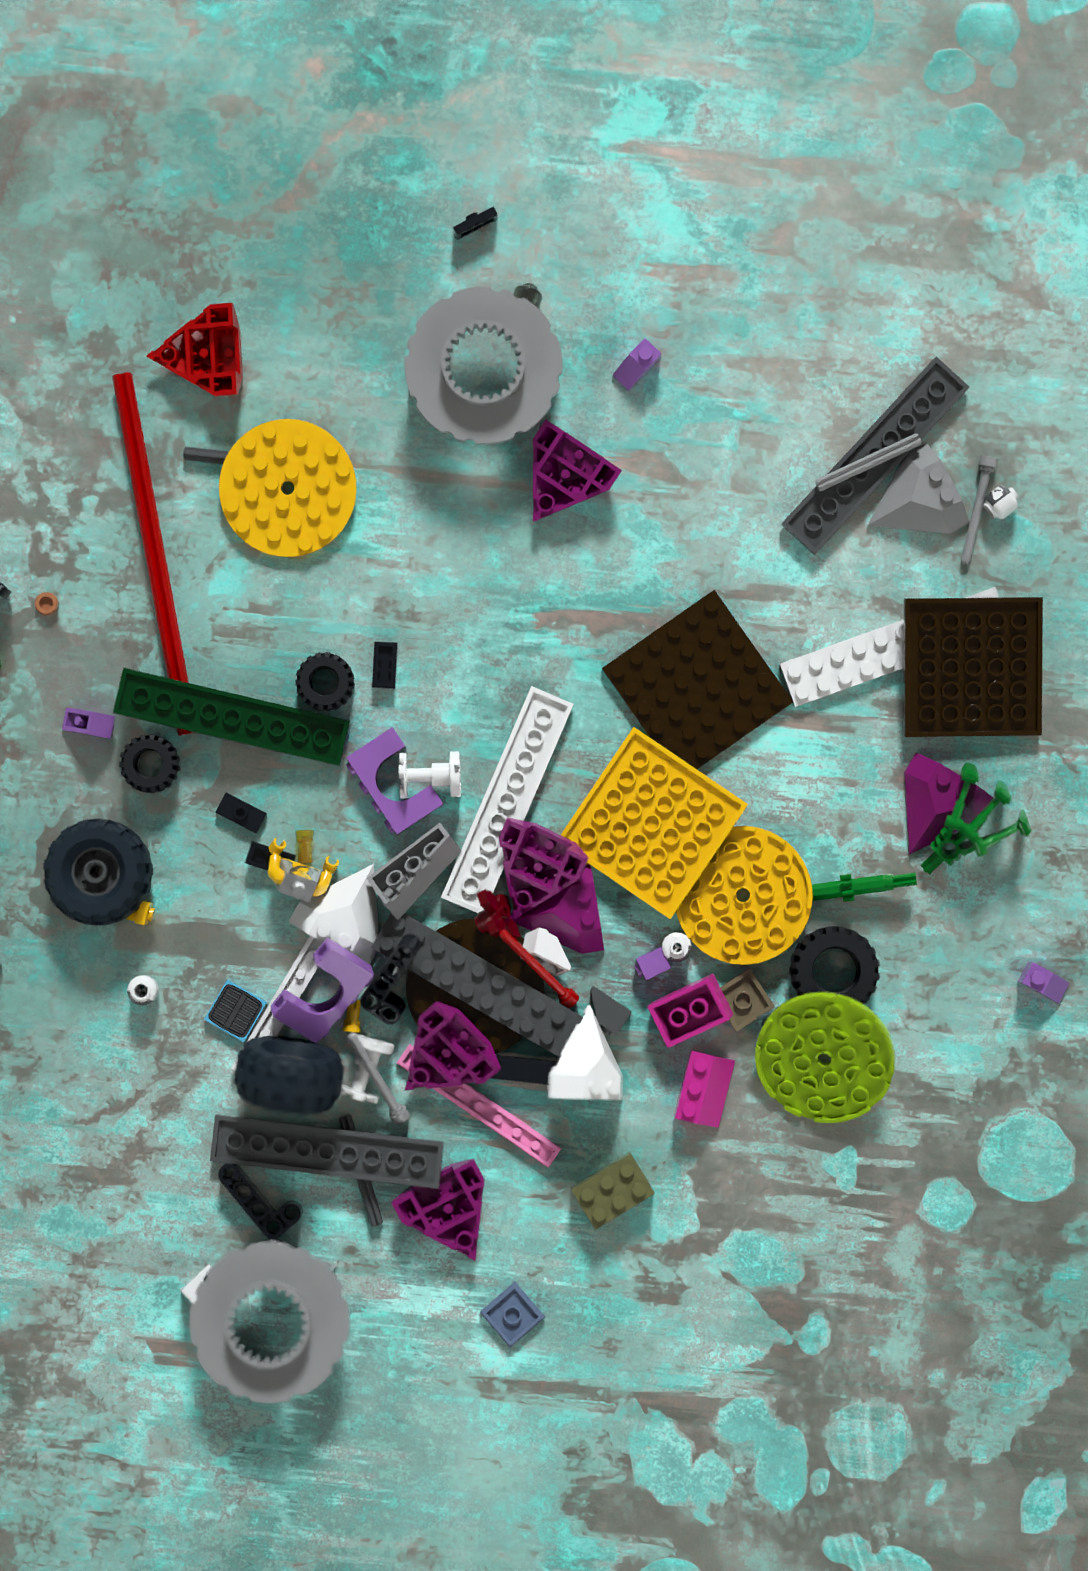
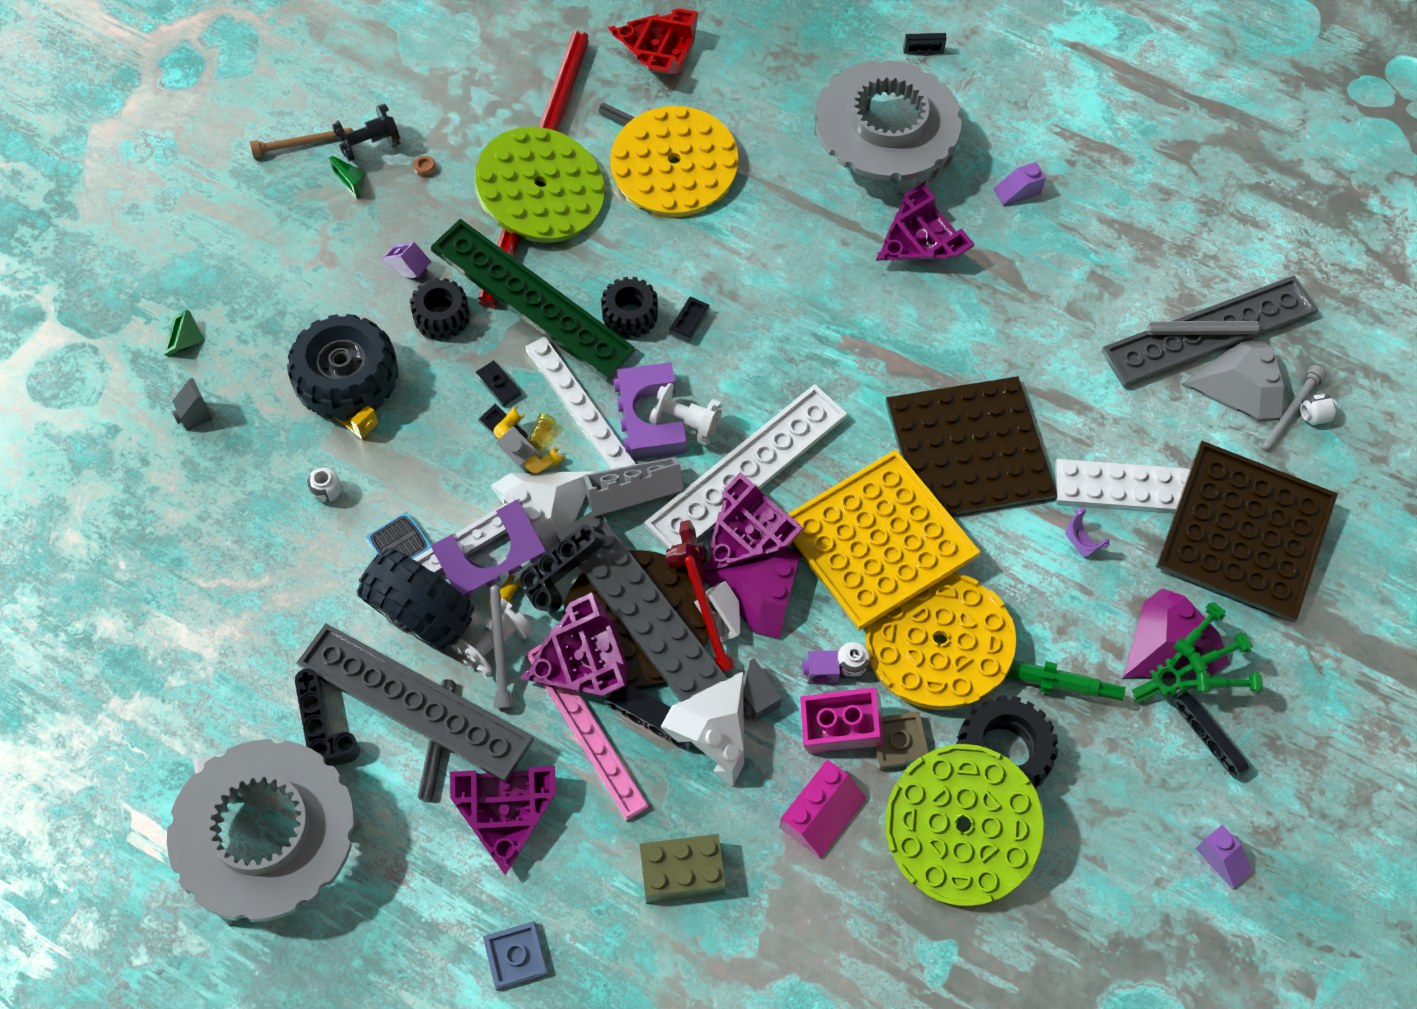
camera: 25 degrees right, 25 degrees down
(140, 591) = (545, 214): none -> lime plate
(327, 803) = (578, 404): none -> white plate
(844, 740) = (1079, 538): none -> medium lavender helmet
(1001, 879) = (1211, 735): none -> black beam

